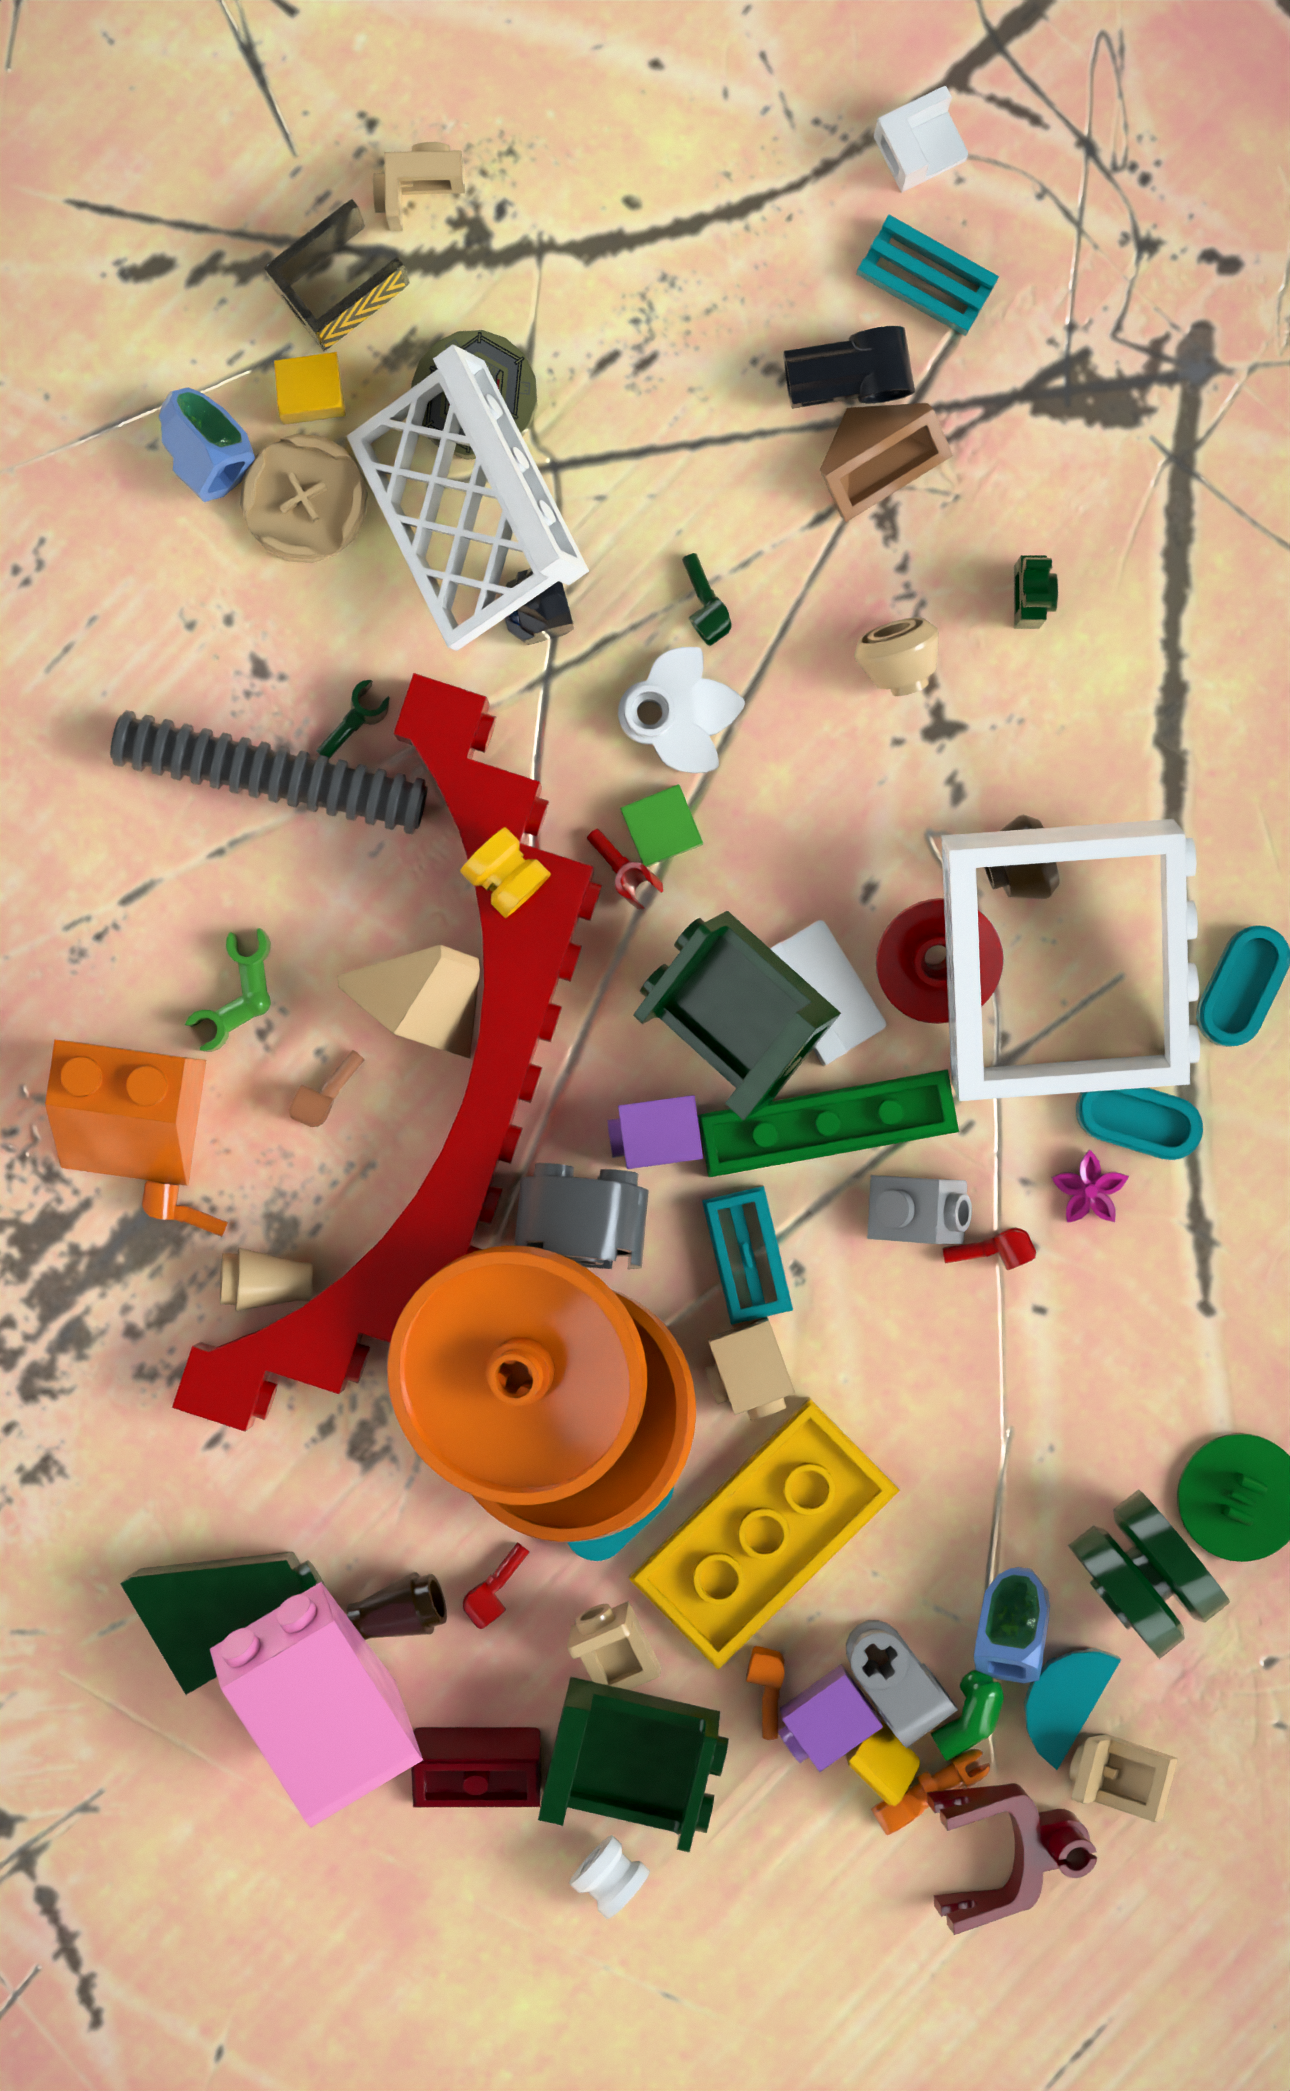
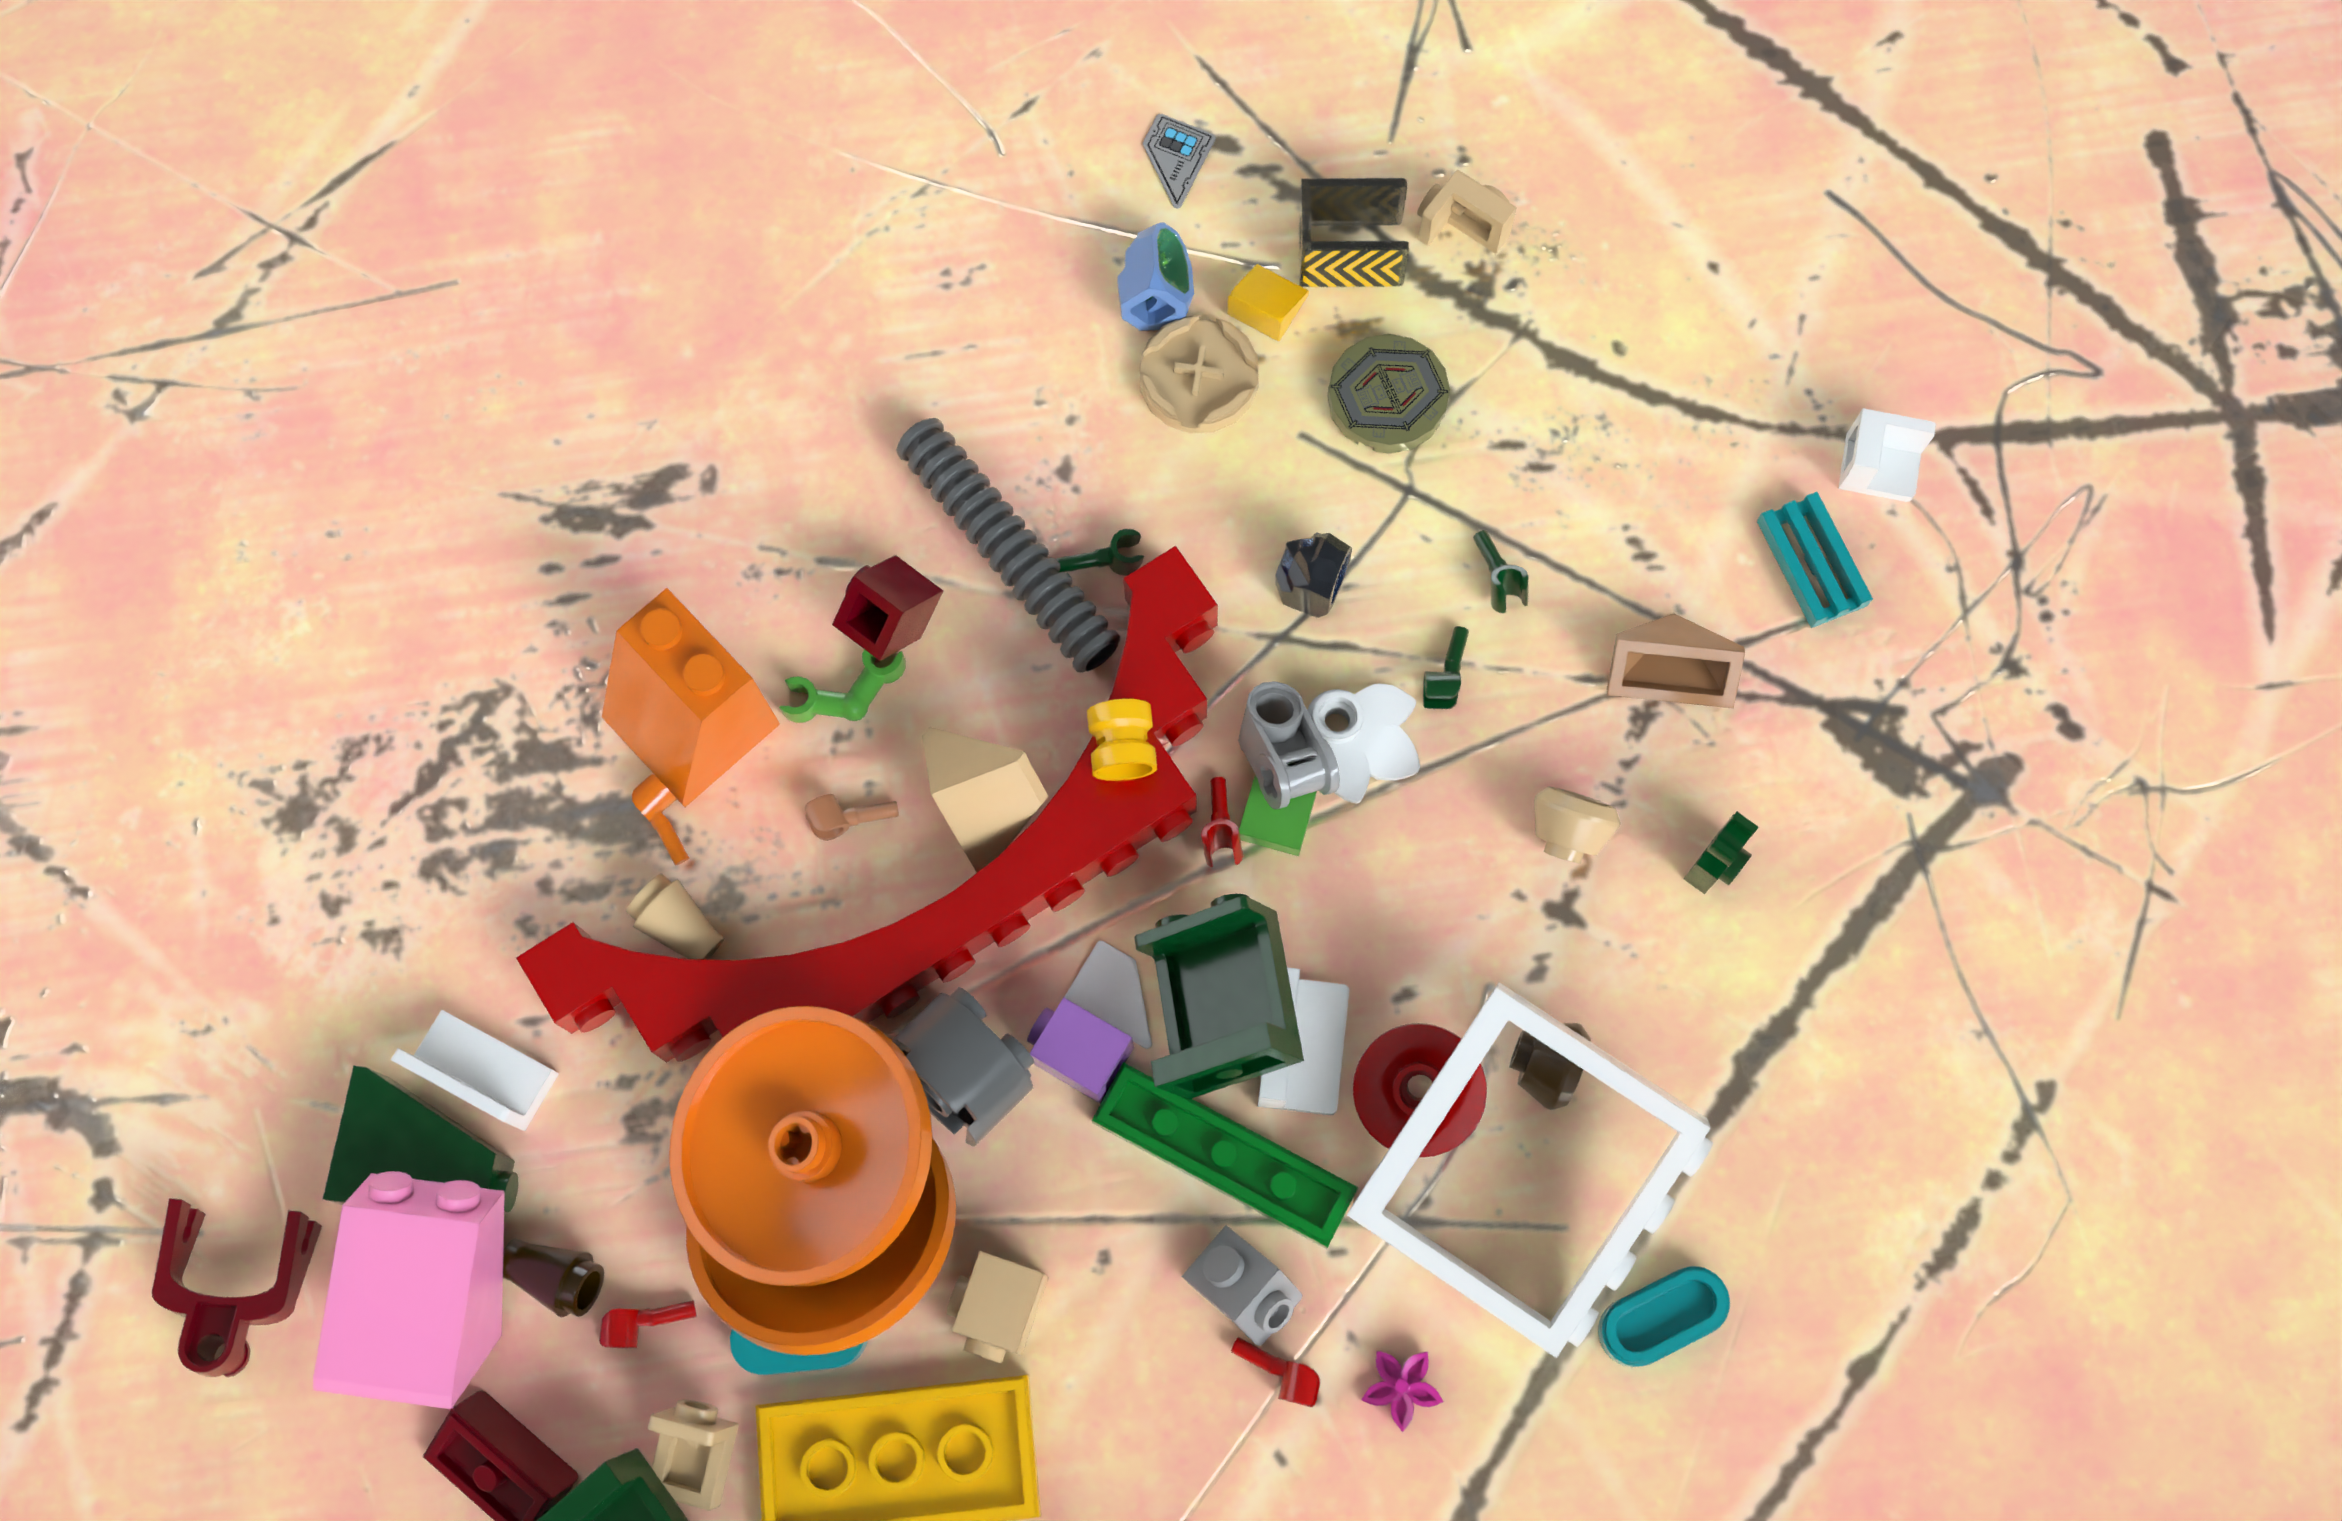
camera: 35 degrees right, 15 degrees down
(124, 308) = (1177, 154): none -> light grey sticker
(181, 1835) = (225, 1320): none -> dark red piece
(210, 1509) = (480, 1070): none -> white panel
(219, 903) = (887, 607): none -> dark red brick
(514, 481) = (1366, 463): white fence -> none
(639, 779) = (1285, 746): none -> light grey piece
(643, 1067) = (1112, 991): none -> white sticker
(691, 485) = (1504, 578): none -> dark green hand
(734, 1202) = (1048, 1263): teal tile -> none
(867, 367) = (1714, 589): black piece -> none
(1141, 1121) = (1490, 1361): teal tile -> none

